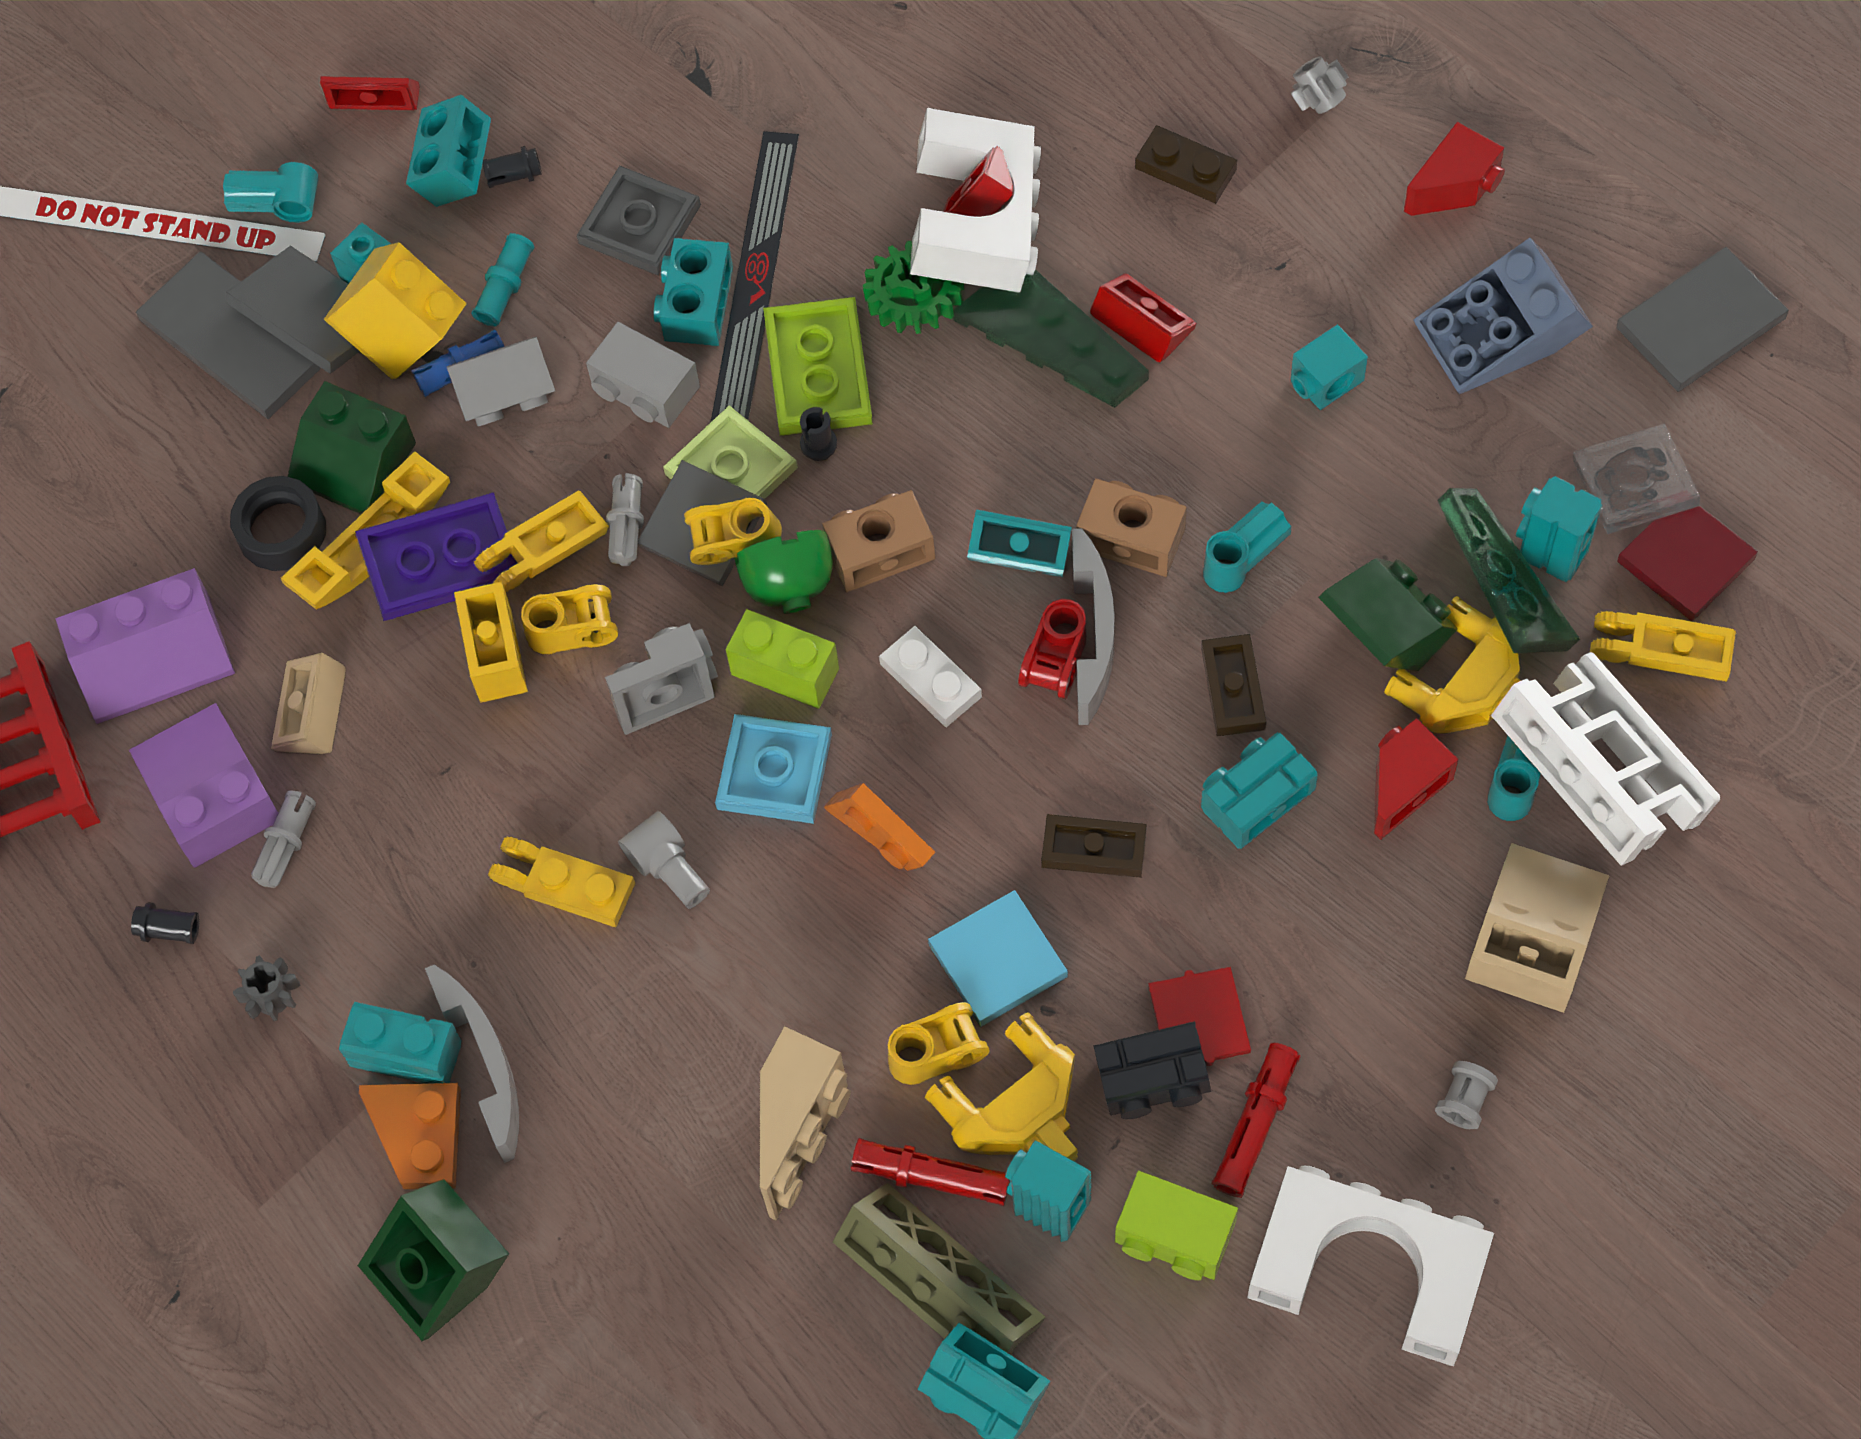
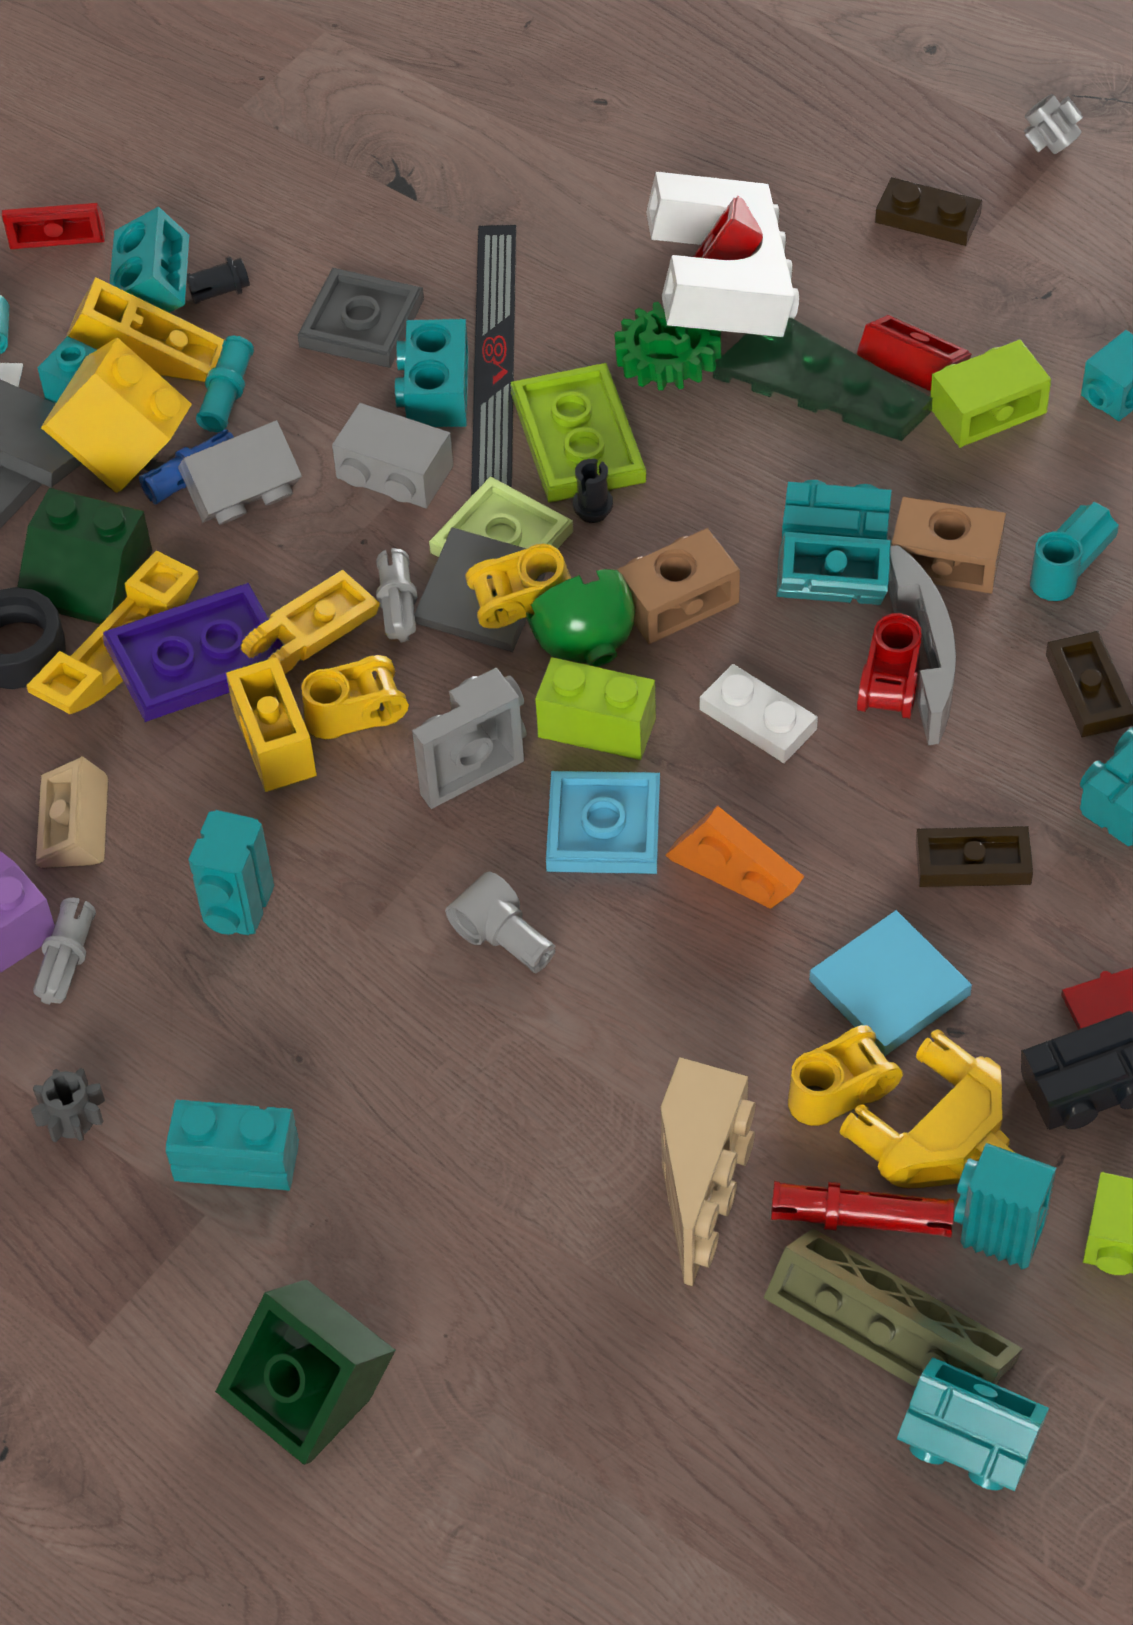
camera: 10 degrees left, 10 degrees down
(417, 1129) = (260, 1233): orange wing -> none
(433, 223) = (156, 336): none -> yellow slope
(433, 789) = (231, 873): none -> teal brick
(501, 1109) = (355, 1199): light grey slope -> none
(565, 882) = (388, 960): yellow hinge -> none
(1034, 488) = (837, 510): none -> teal brick
(1201, 371) = (990, 393): none -> lime brick

